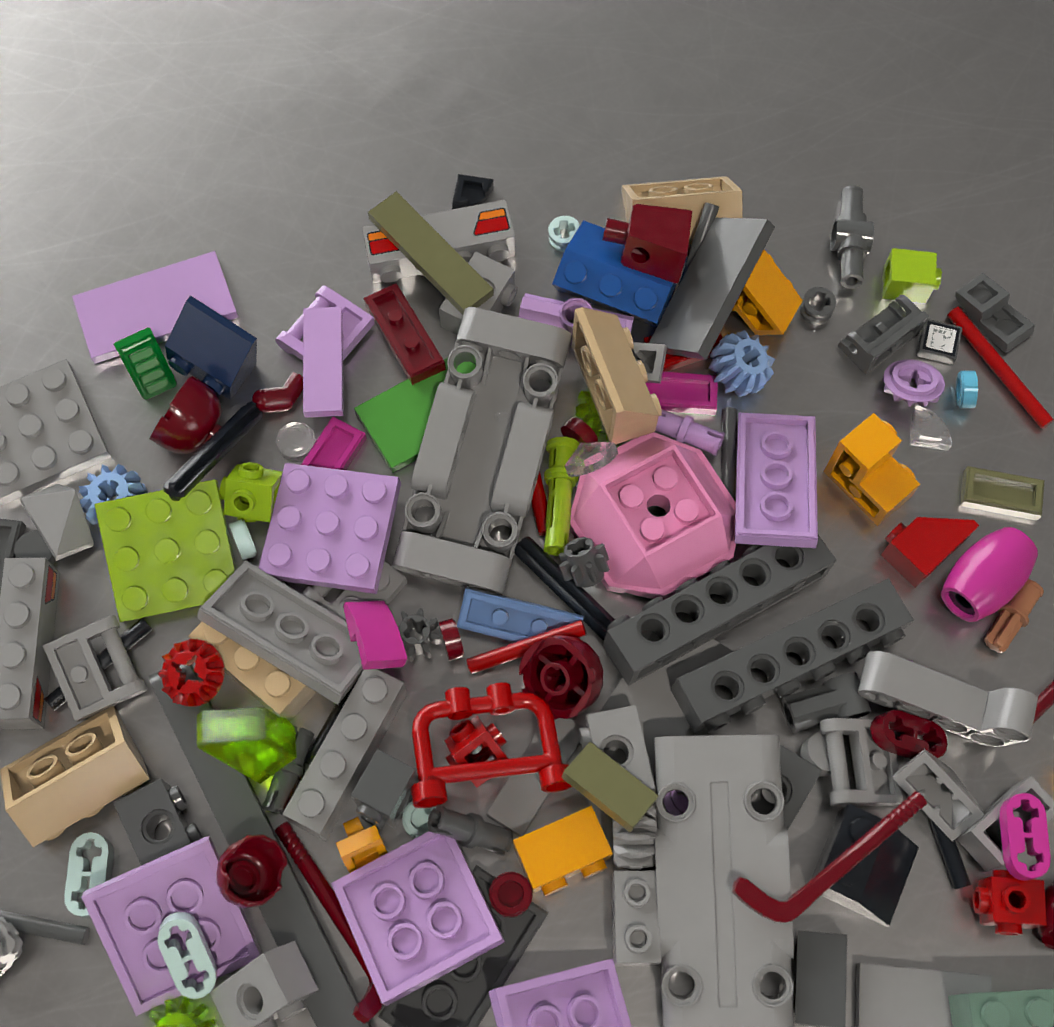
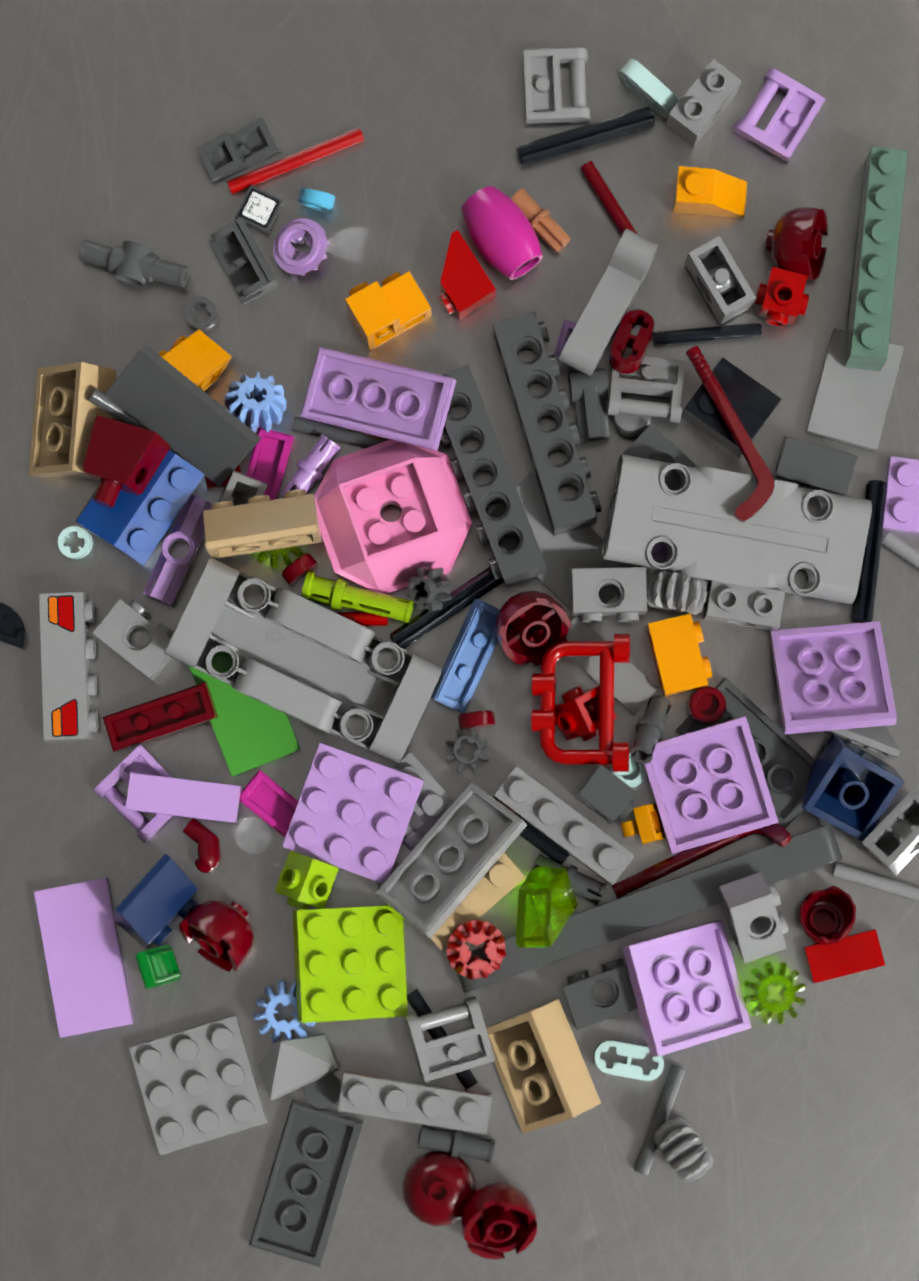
camera: 80 degrees left, 15 degrees up
(177, 959) = (712, 970): light aqua beam -> none
(212, 451) = (263, 909): black axle -> none
(243, 539) = (348, 895): light aqua tile -> none
(251, 871) = (659, 914): dark red hair -> none
(376, 634) = (465, 783): dark pink slope -> none
(430, 253) = (90, 677): olive tile -> none
(517, 649) = (495, 656): red bar -> none
(590, 457) = (331, 563): clear tile -> none
(610, 786) = (641, 604): olive tile -> none
(910, 275) = (188, 218): lime brick -> none
(946, 796) = (684, 328): light grey slope -> none
(1002, 493) = (421, 195): olive tile -> none
(1014, 837) = (740, 265): dark pink beam -> none

